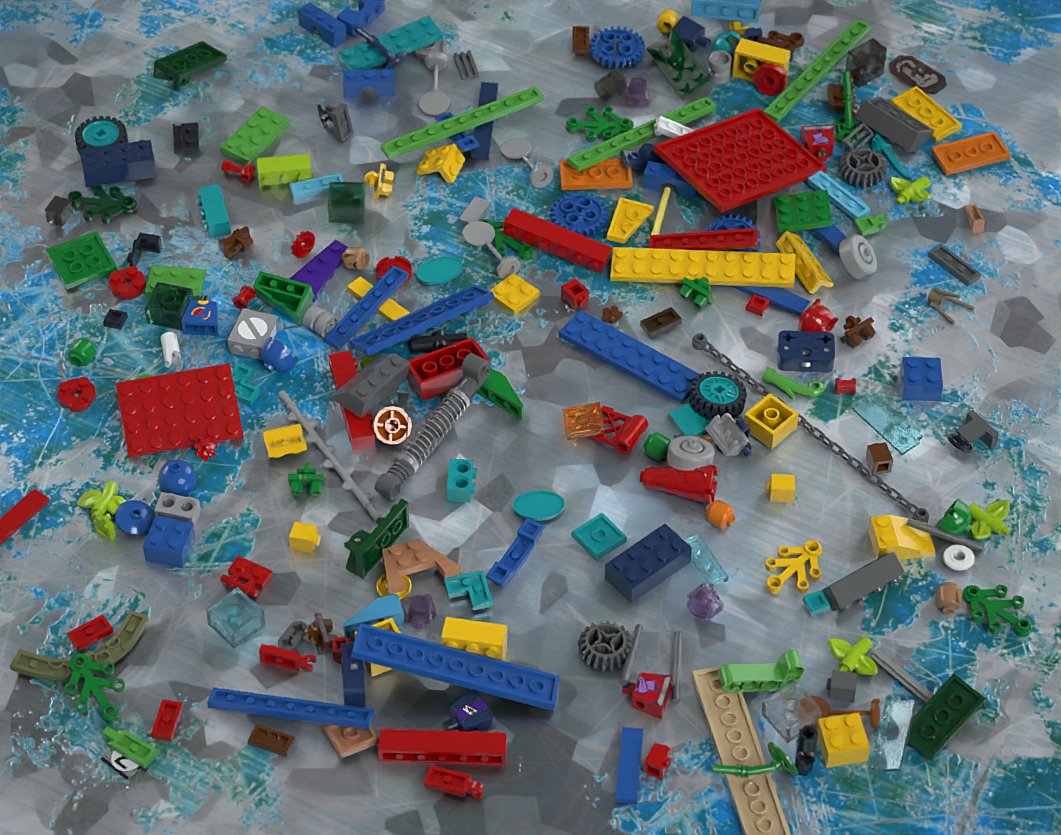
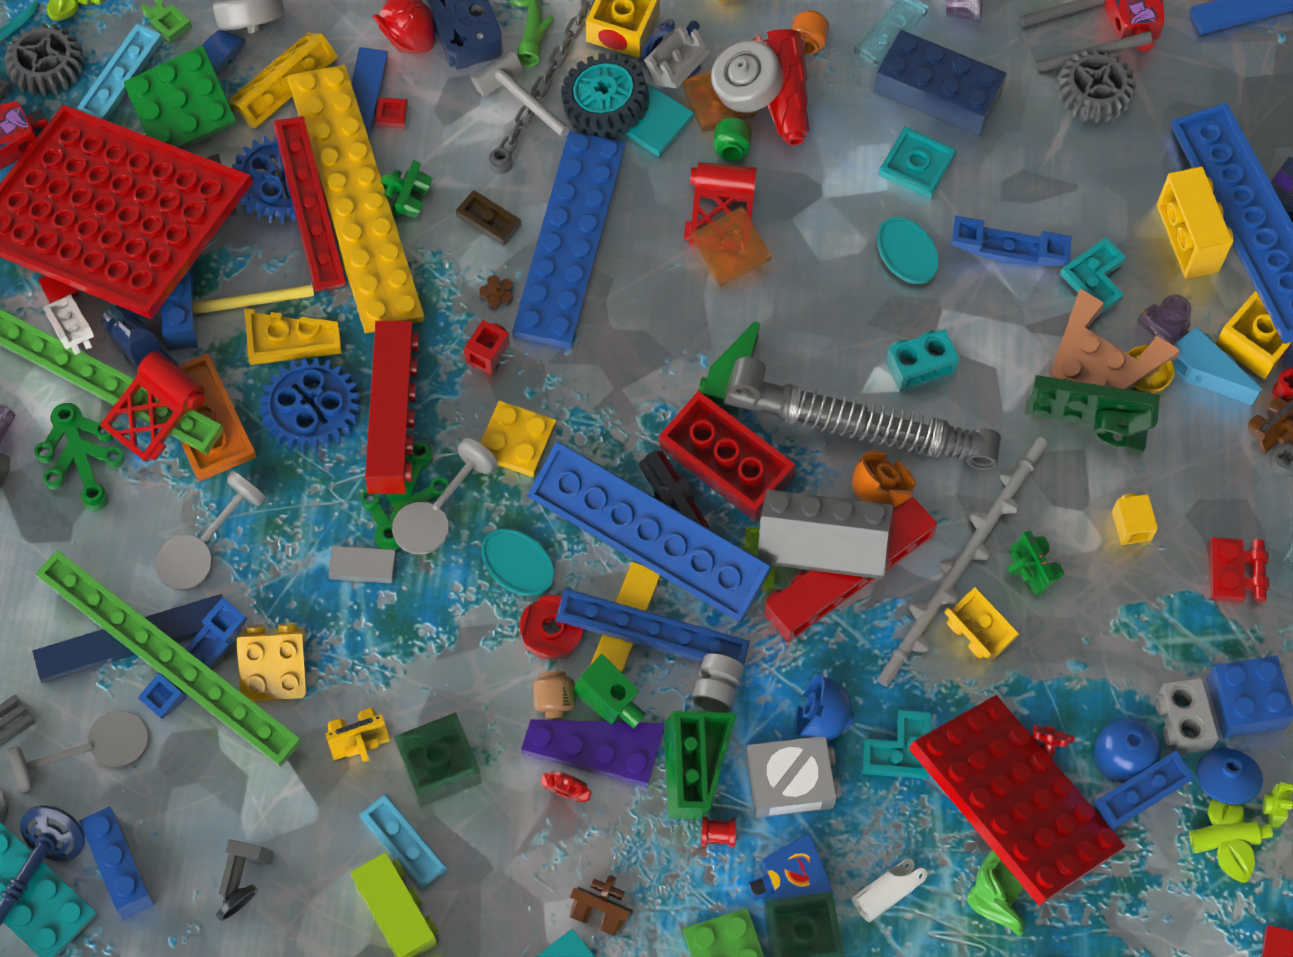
camera: 115 degrees left, 15 degrees up
(149, 471) = (1144, 790): none -> blue plate
(339, 269) = (600, 684): none -> green torso
(605, 146) = (169, 386): none -> red piece
(757, 352) = (502, 73): none -> light grey piece

